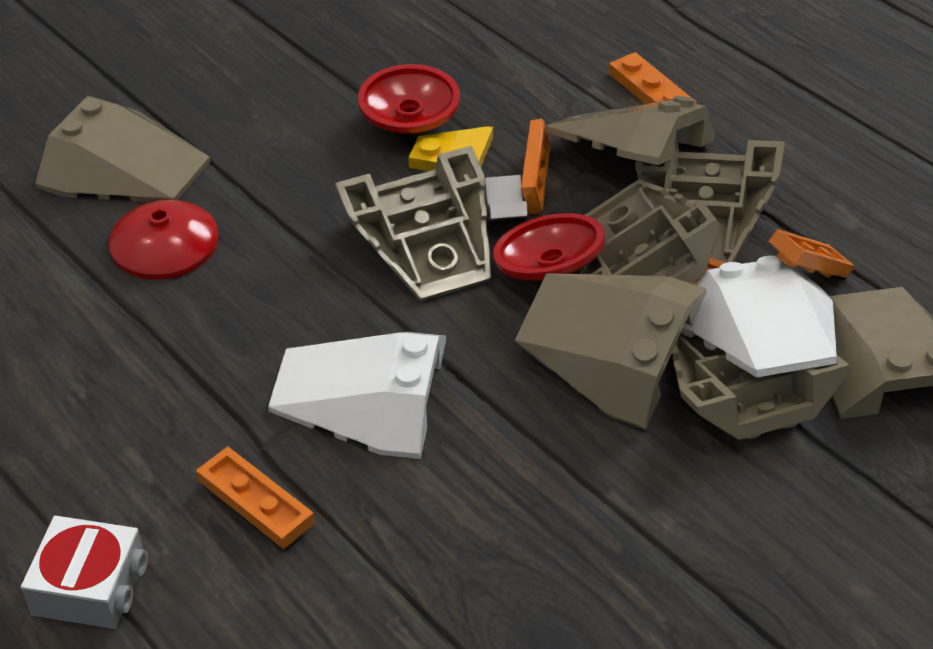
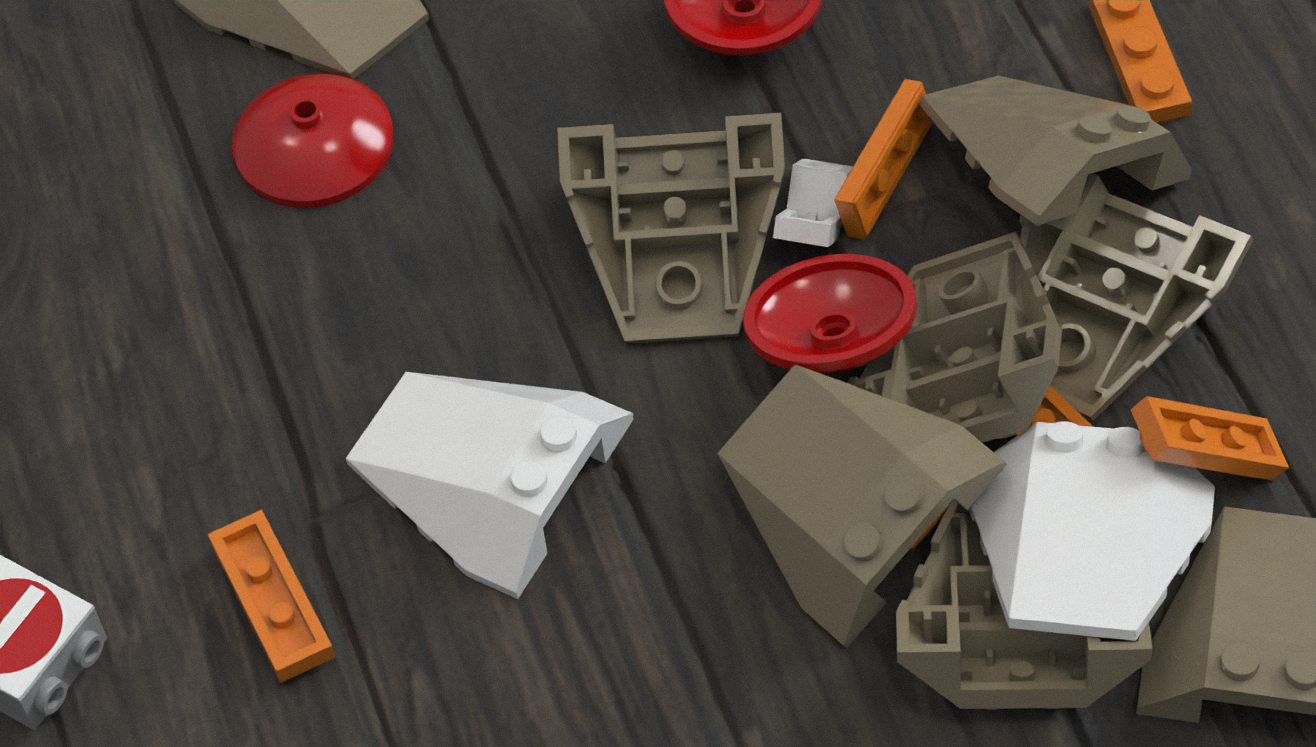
camera: 25 degrees right, 10 degrees up
(429, 146) = (796, 89): yellow wing -> none

